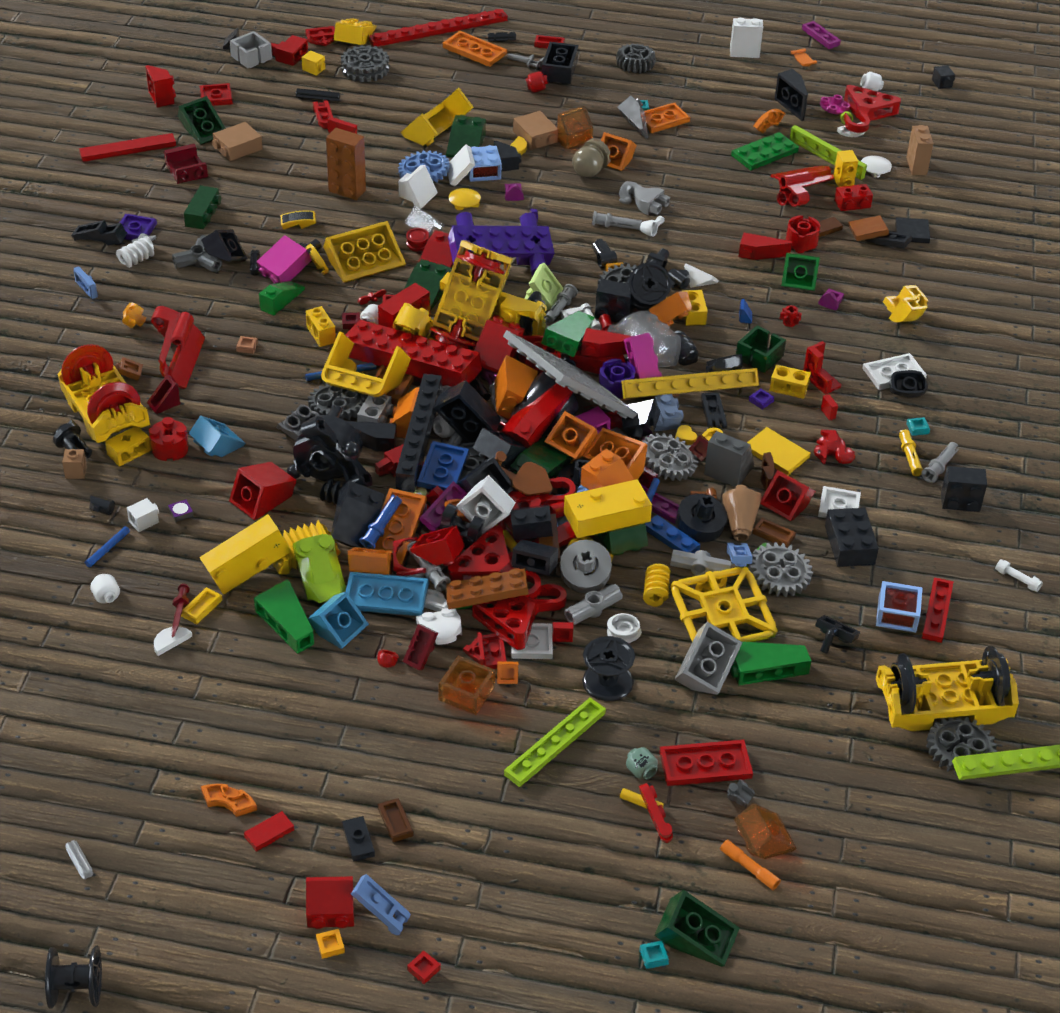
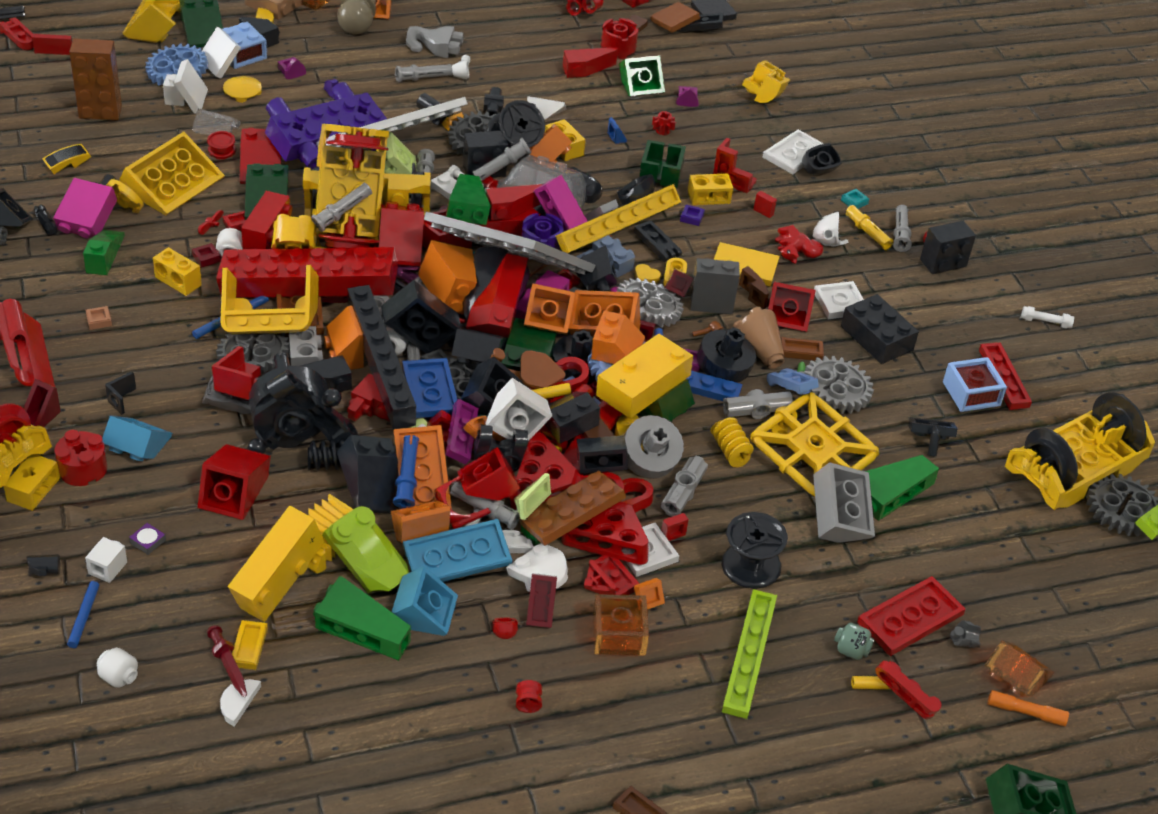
camera: 30 degrees left, 0 degrees up
(227, 399) = (119, 387): none -> black bracket
(302, 409) = (234, 375): none -> red panel
(367, 710) = (529, 696): none -> red wheel
(448, 312) = (334, 211): none -> light grey pin
(460, 570) = (533, 496): none -> yellowish green slope
(528, 498) = (554, 391): none -> yellow piece
(557, 257) = (413, 118): none -> white plate
(624, 627) = (730, 501): white piece -> none
(628, 307) = (509, 156): none -> light grey pin
(678, 371) = (608, 207): none -> light grey tile
(864, 446) = (827, 231): none -> white helmet

